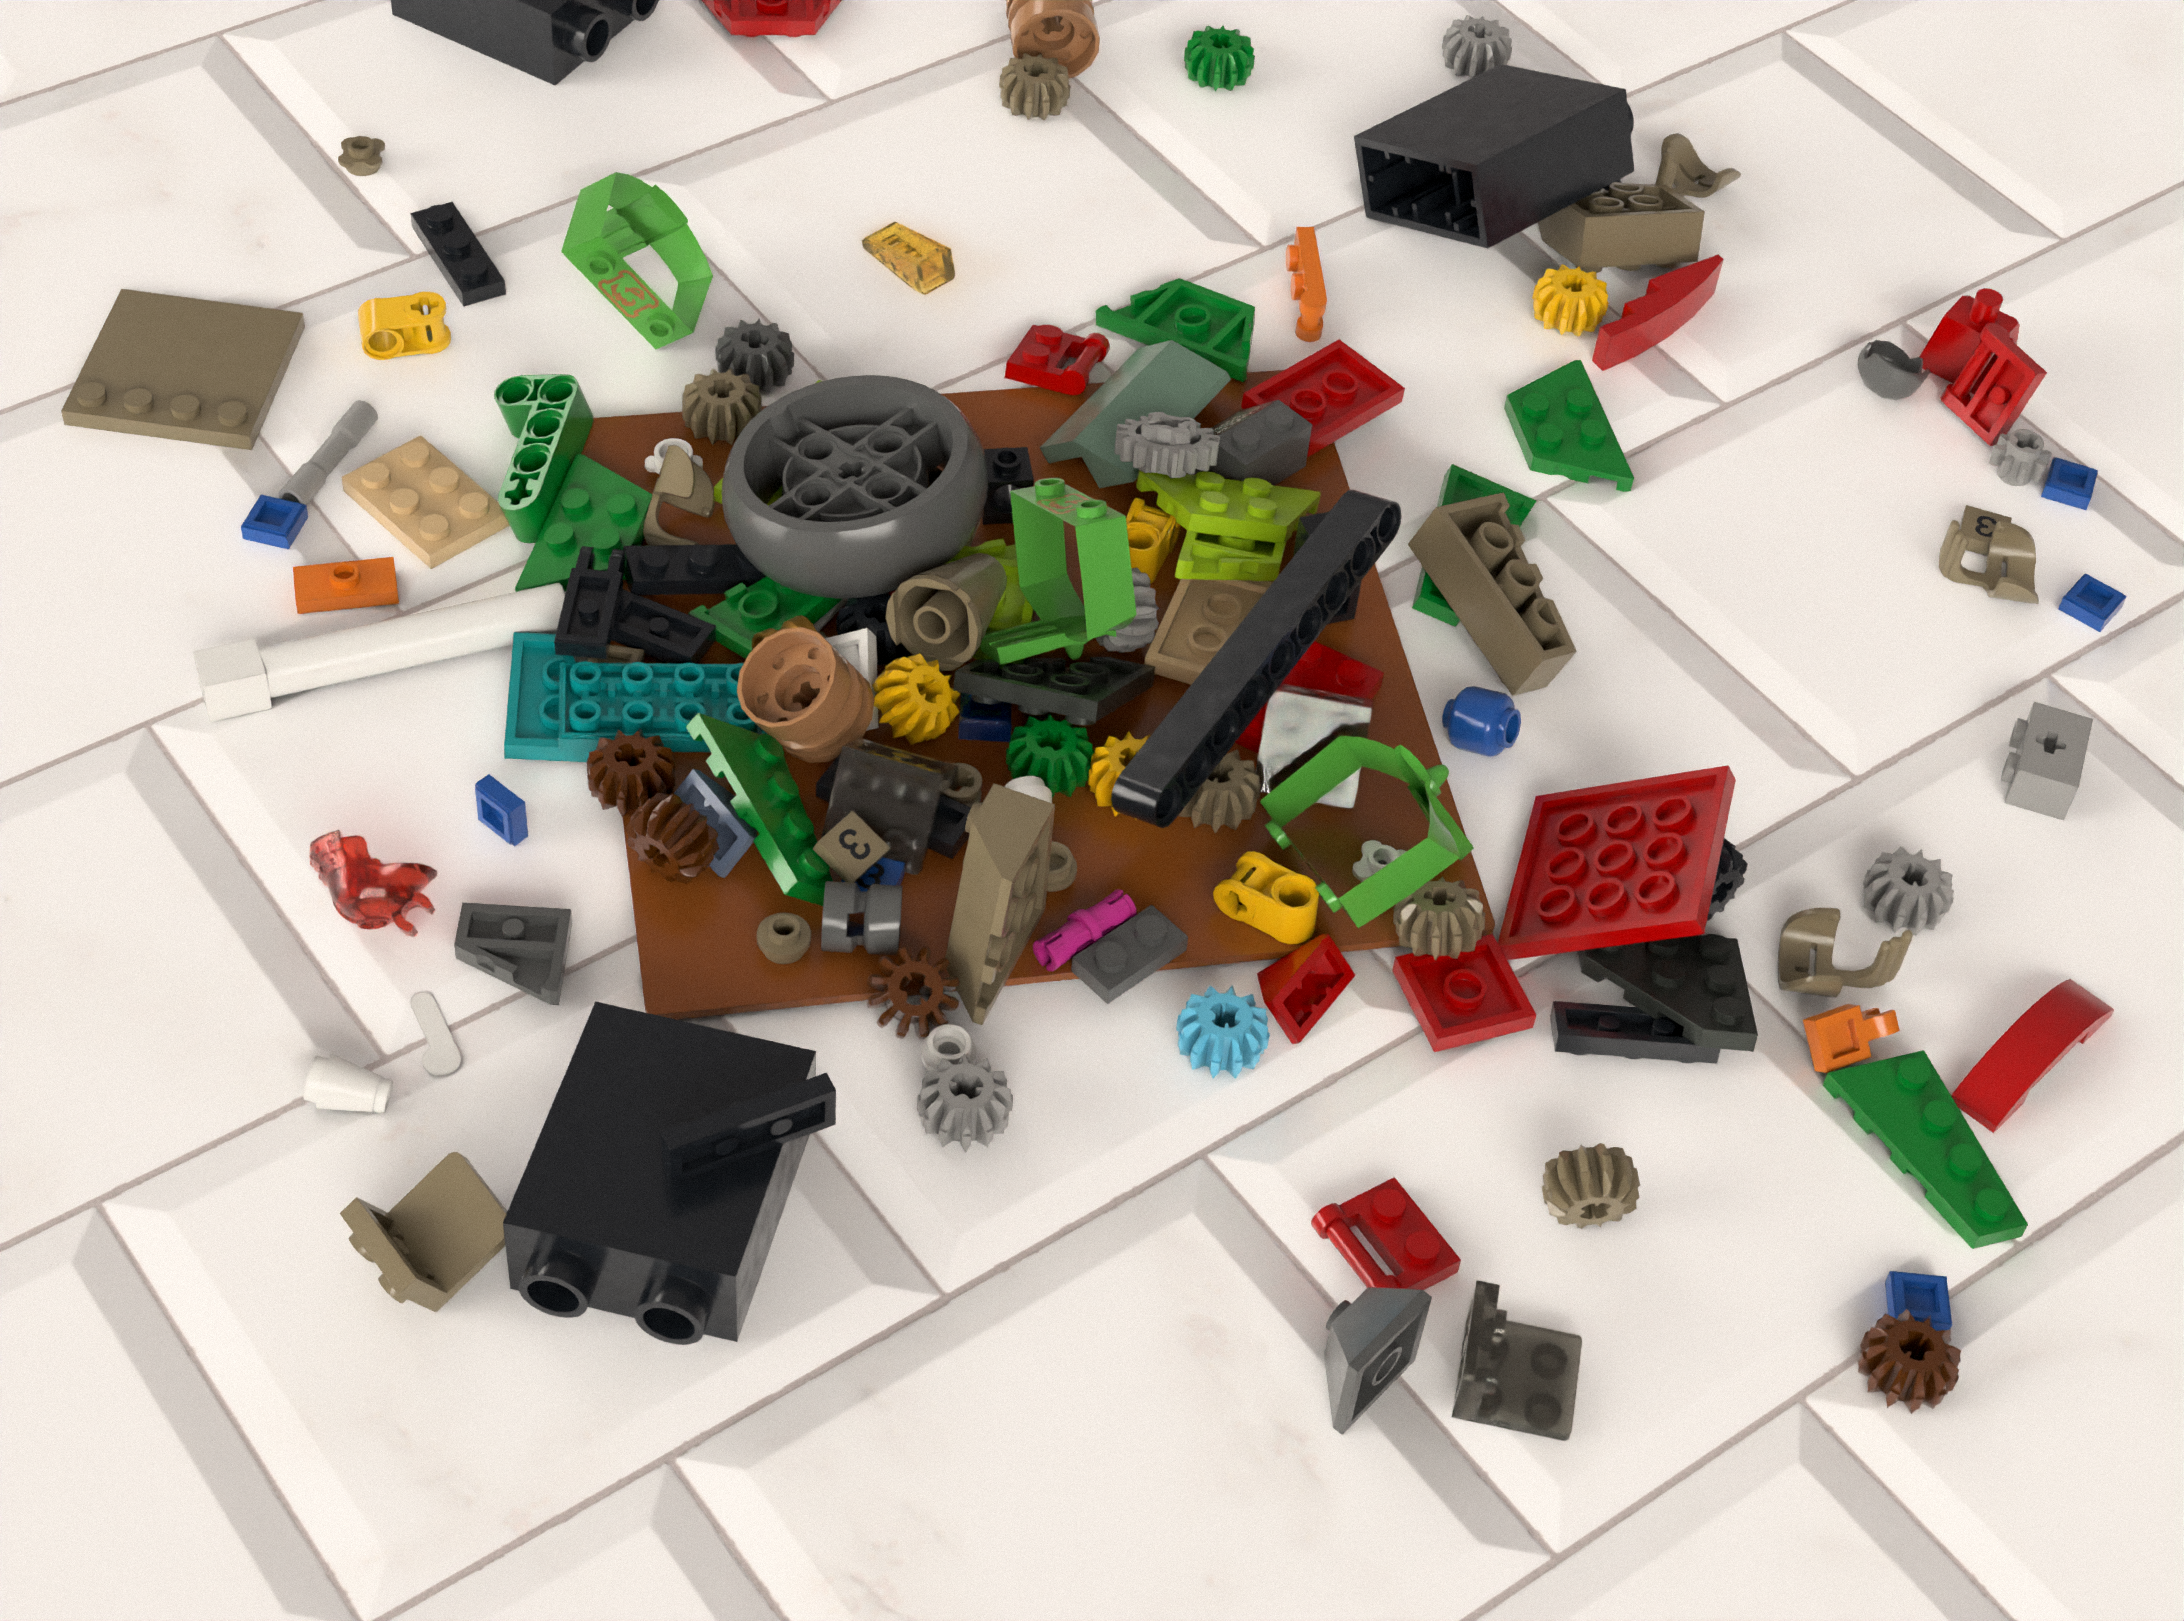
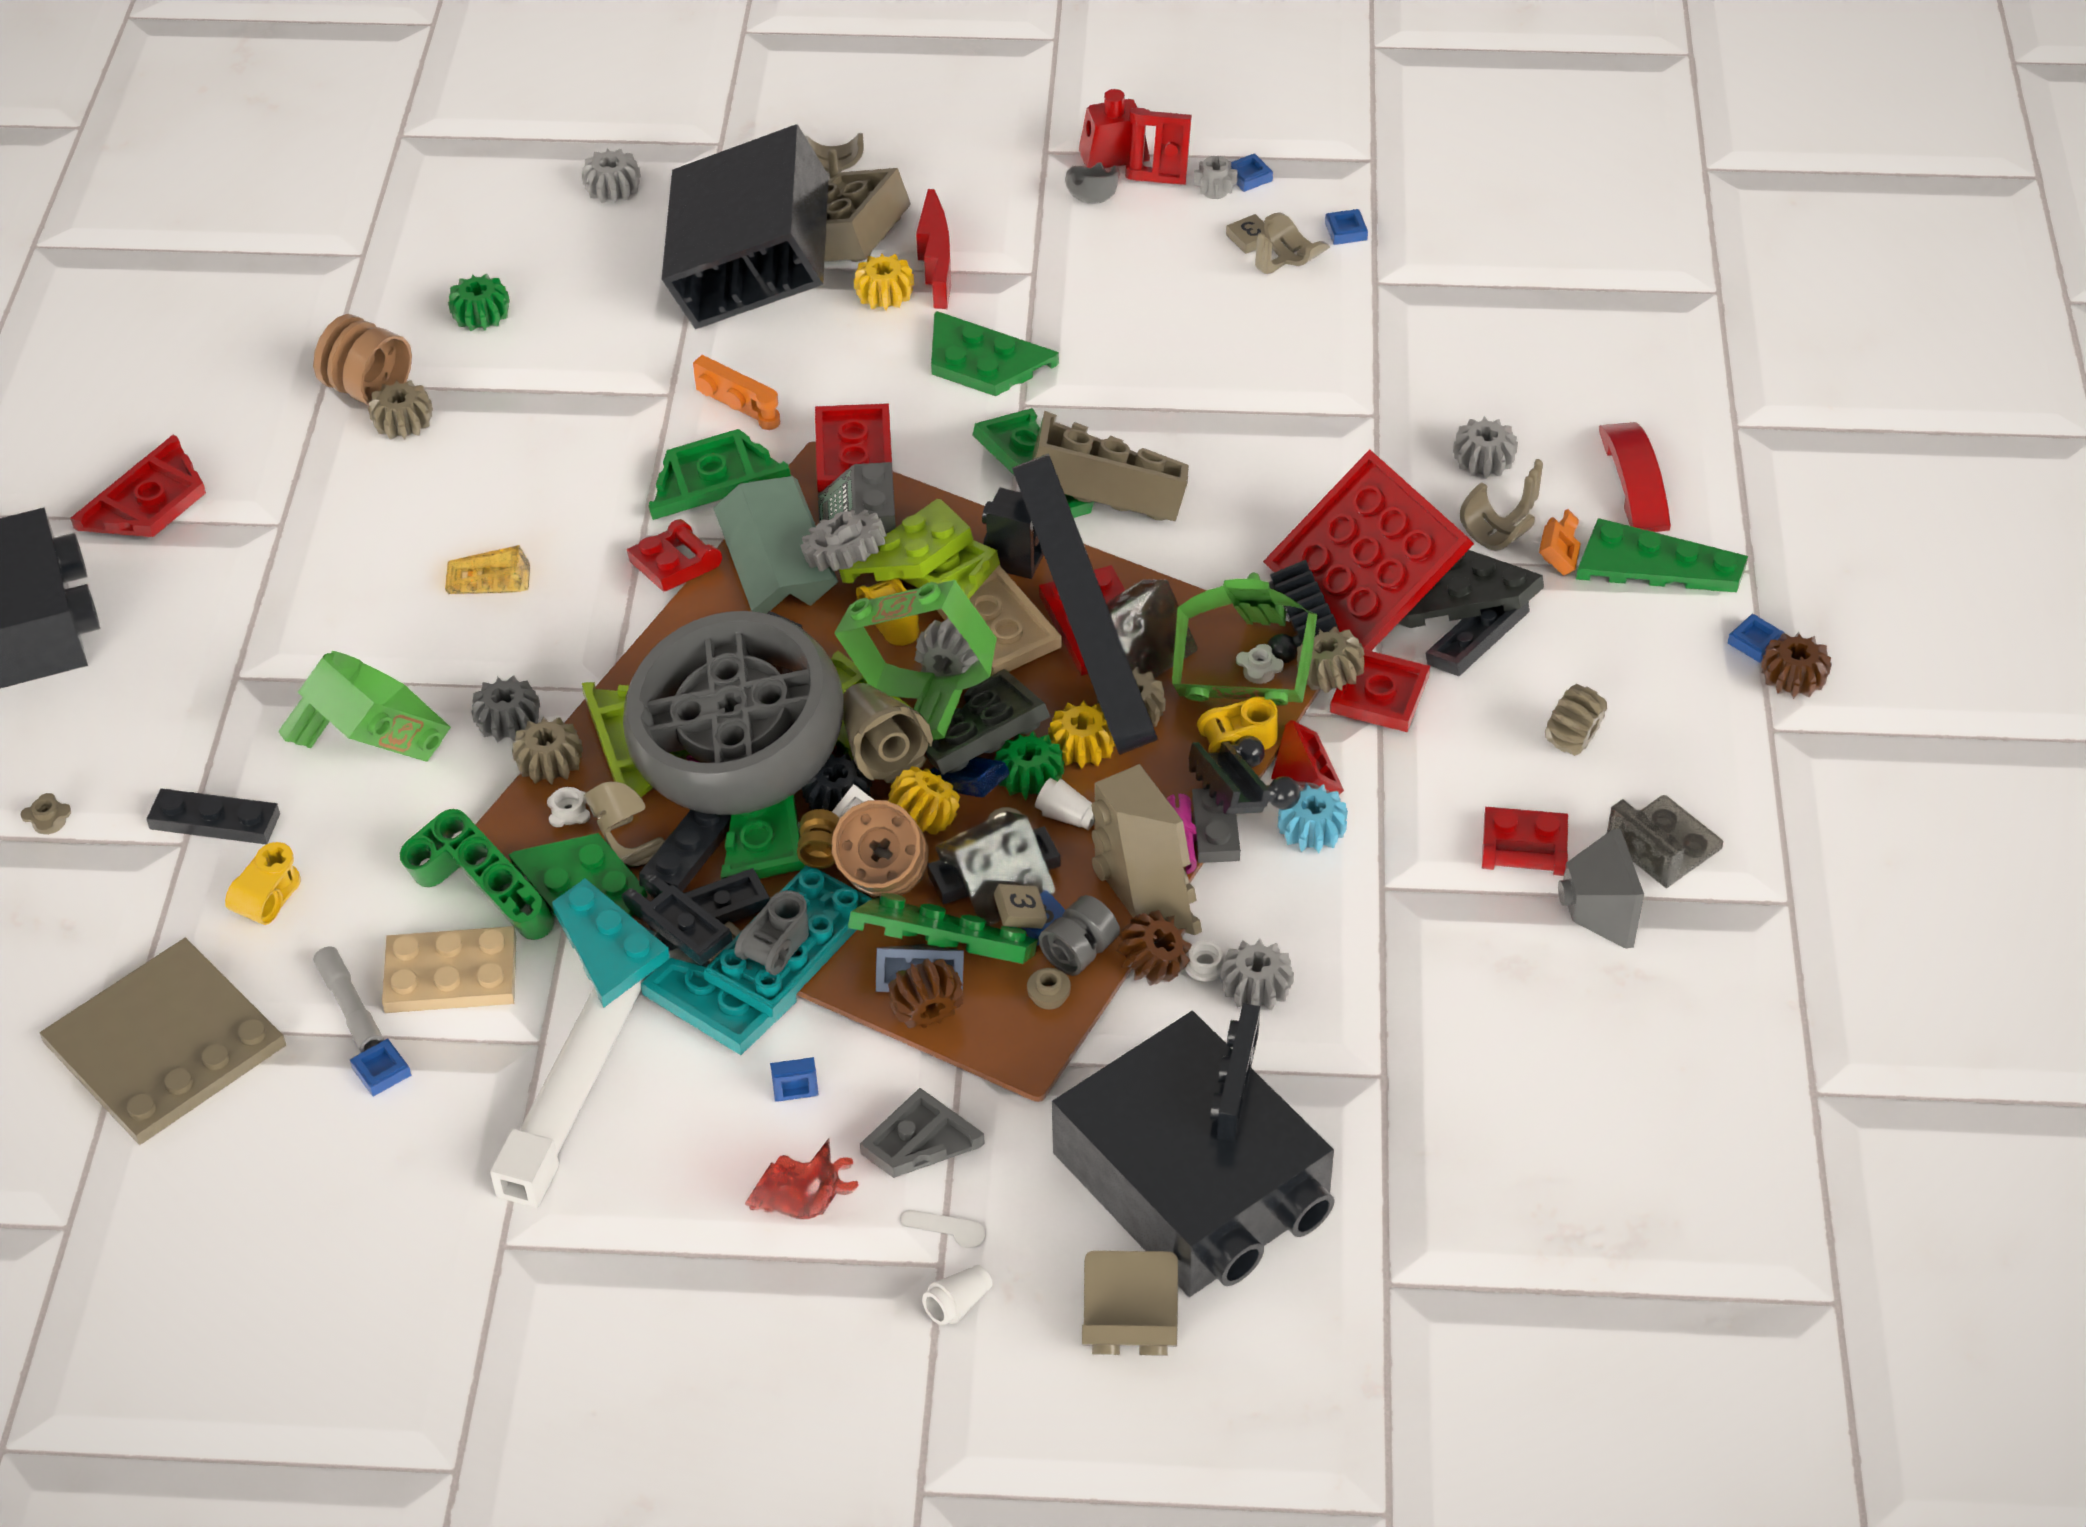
camera: 45 degrees left, 0 degrees up
(345, 585) = (487, 1058): orange plate -> none
(523, 573) = (608, 941): none -> teal wing
(630, 770) = (838, 986): reddish brown gear -> none
(635, 678) = (775, 932): none -> dark grey piece
(1180, 921) = (1234, 782): none -> black gear
(1481, 721) = (1186, 547): blue head -> none
(1504, 848) = (1299, 585): none -> black gear
(2047, 760) = (1448, 324): light grey brick -> none

